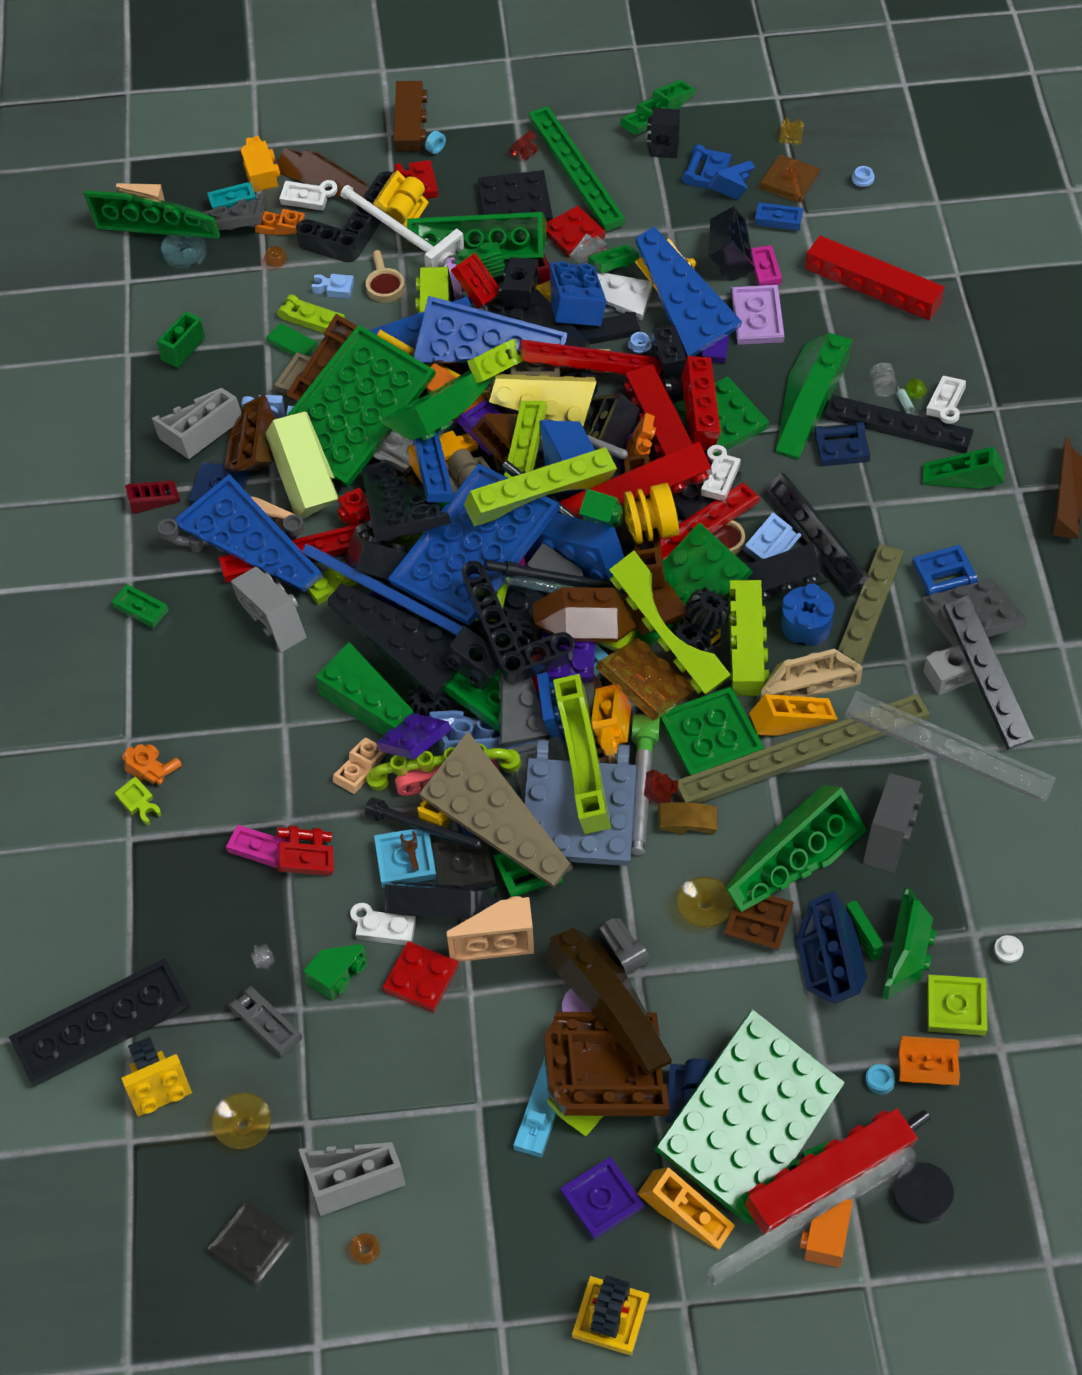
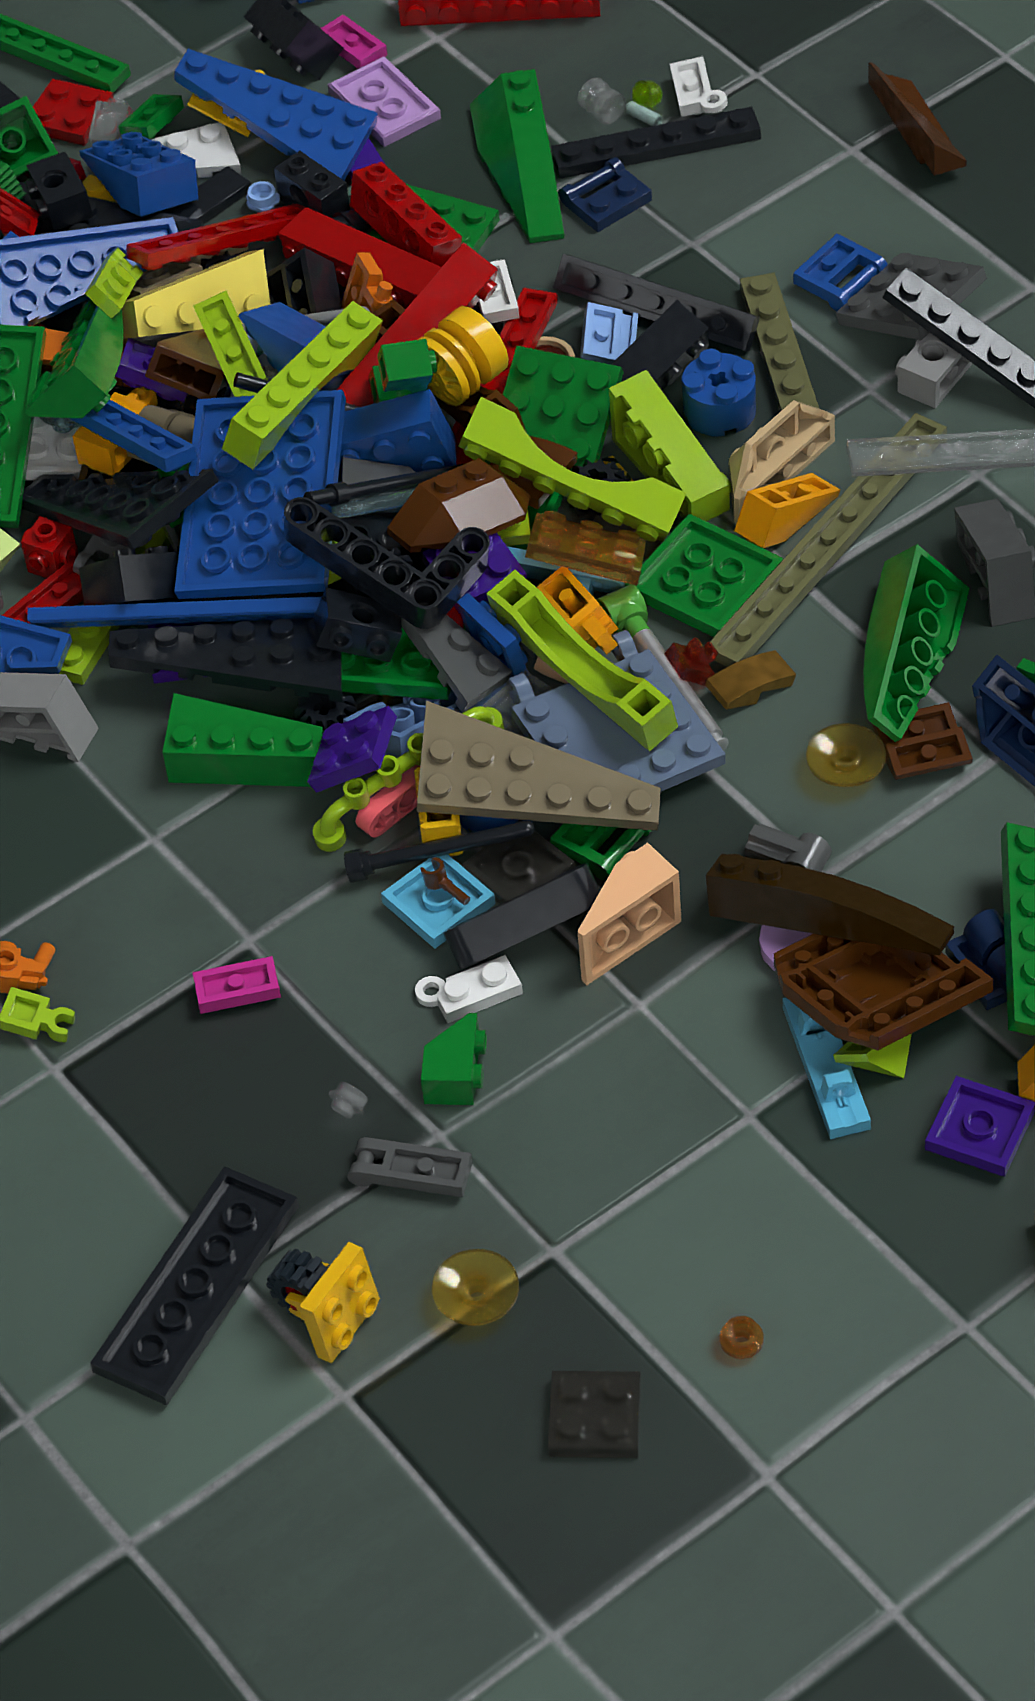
camera: 30 degrees left, 5 degrees down
(304, 858) = (313, 961): red plate -> none
(351, 1174) = (663, 1266): light grey wedge -> none
(361, 760) = (292, 831): light nougat slope -> none
(420, 976) = (565, 1017): red plate -> none
(707, 609) = (602, 437): black gear -> none
(967, 470) = (780, 152): green slope -> none

